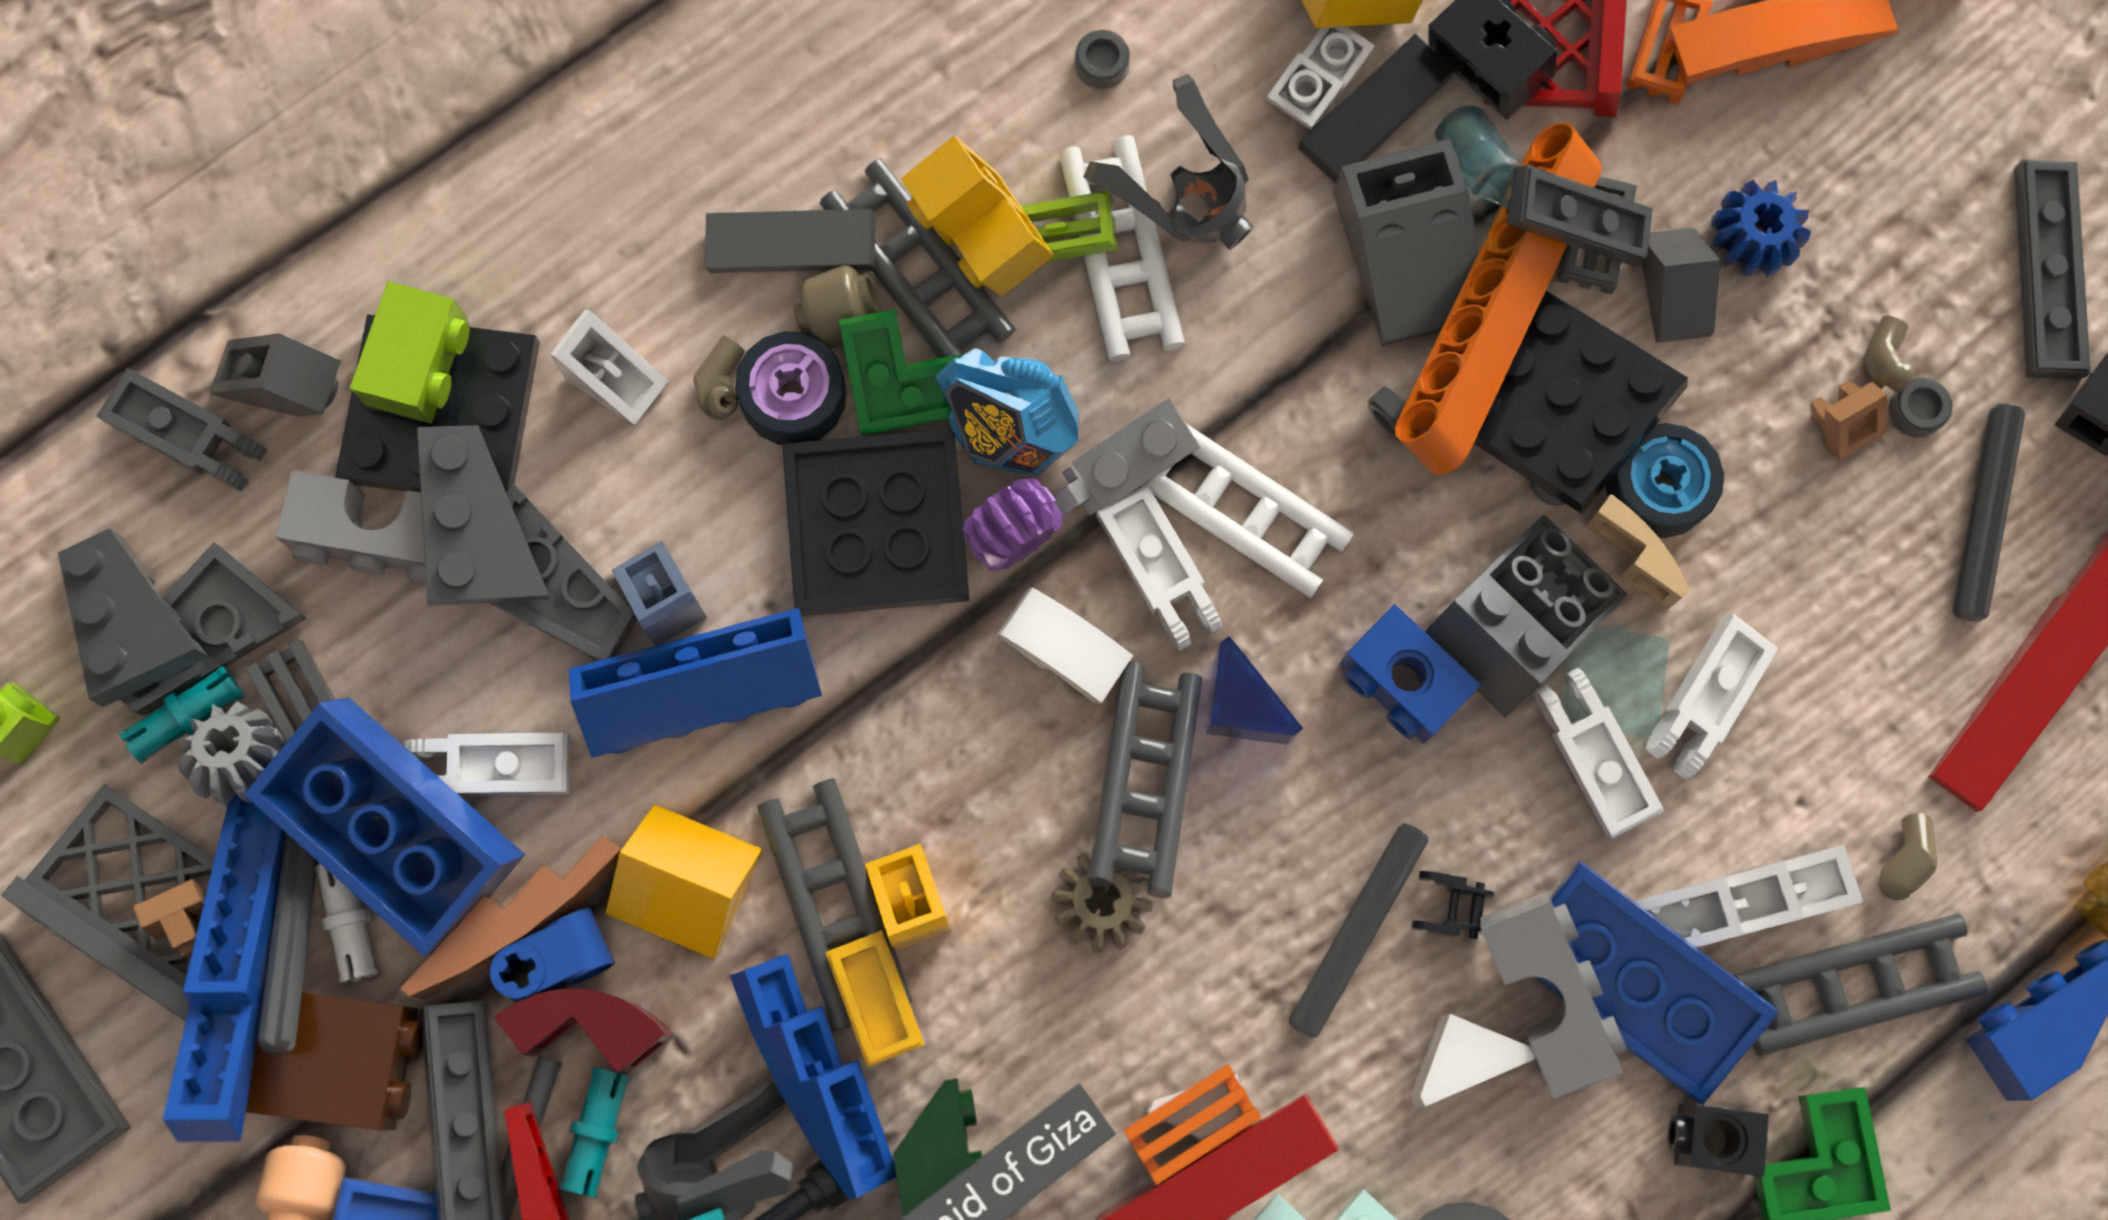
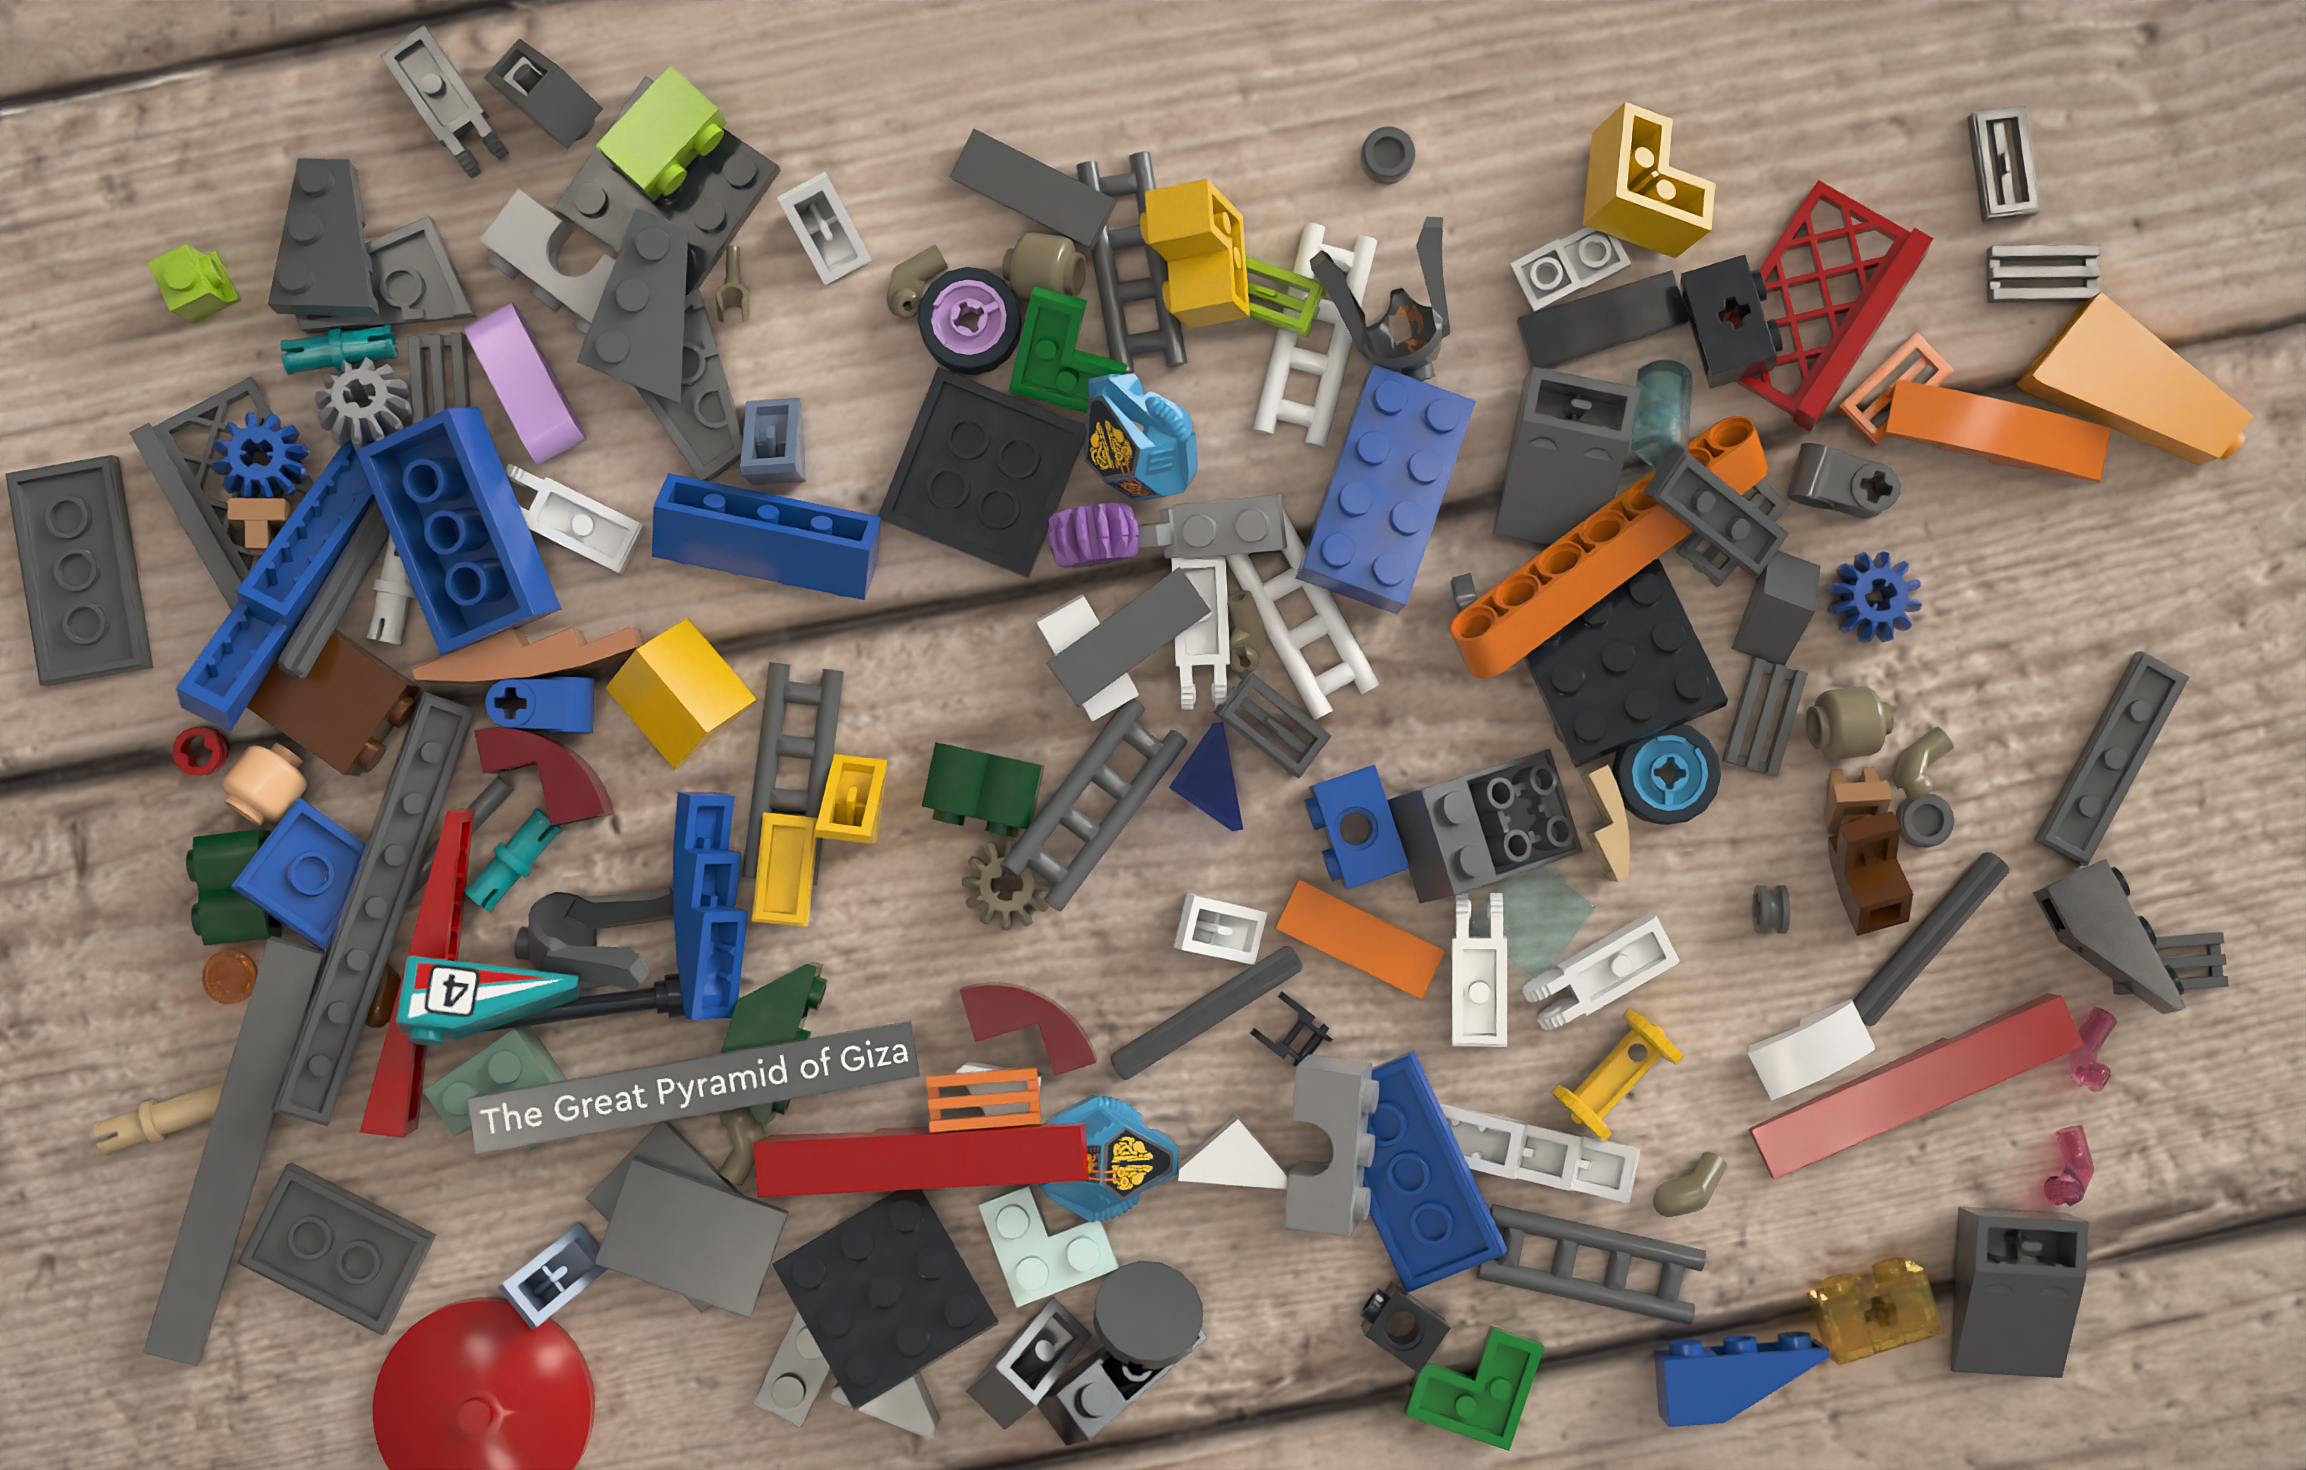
camera: 30 degrees right, 10 degrees up
(148, 835) = (270, 441): none -> blue gear
(226, 1169) = (213, 741): none -> red bush
(385, 655) = (525, 383): none -> lavender beam
(548, 473) = (732, 292): none -> dark tan hand
(1029, 820) = (982, 787): none -> dark green brick
(1096, 602) = (1128, 637): none -> dark grey tile
(1165, 1023) = (1006, 1007): none -> dark red brick
(1204, 547) = (1248, 633): none -> dark tan arm
(1230, 609) = (1238, 696): none -> dark grey tile
(1265, 349) = (1385, 489): none -> brick
(1326, 840) = (1219, 929): none -> white slope
(1361, 1116) = (1121, 1159): none -> helmet
(1466, 783) = (1359, 939): none -> orange tile
(1674, 141) = (1833, 479): none -> dark grey piece
(1743, 379) = (1785, 722): none -> dark grey tile
(1782, 784) = (1616, 1075): none -> yellow hose
(1804, 350) = (1849, 723): none -> dark tan head
(1832, 556) = (1771, 909): none -> dark grey bush
(1901, 477) = (1869, 872): none -> reddish brown brick
(1947, 669) = (1811, 1051): none -> white slope

